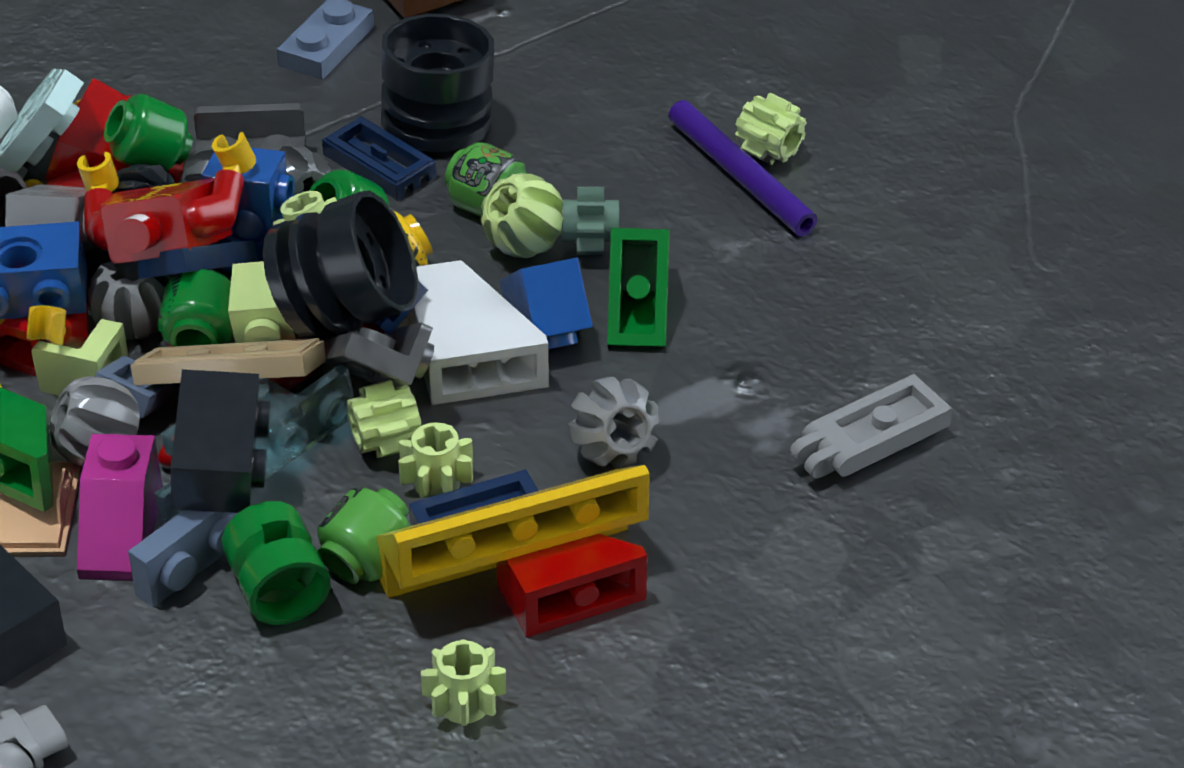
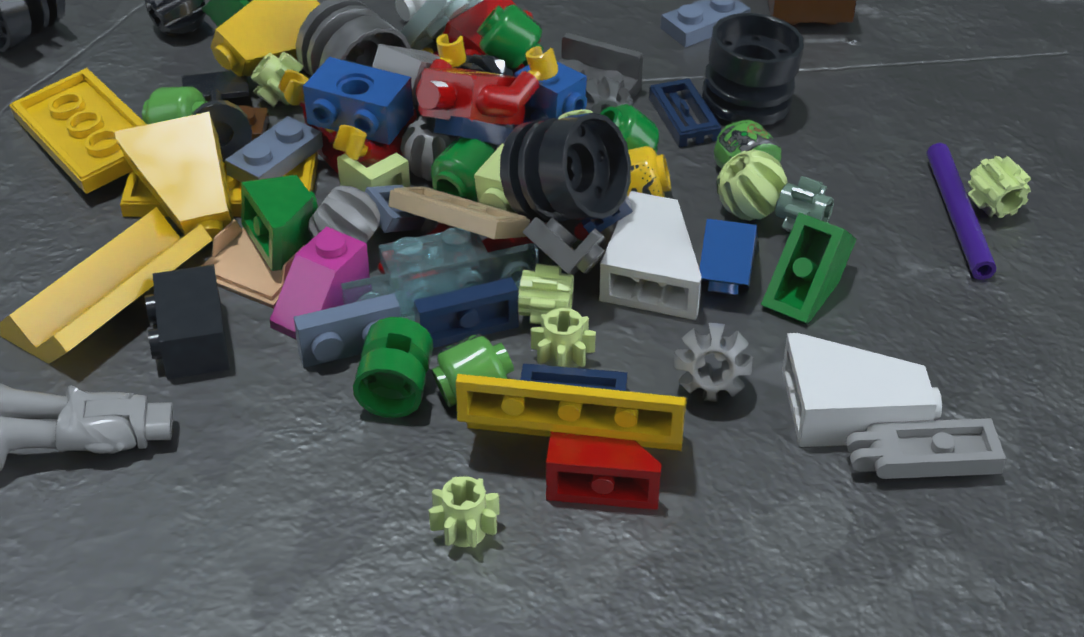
camera: 30 degrees right, 0 degrees up
(216, 441) = (395, 260): black brick -> none
(315, 466) = (469, 311): none -> dark blue plate
(761, 400) = (847, 389): none -> white slope

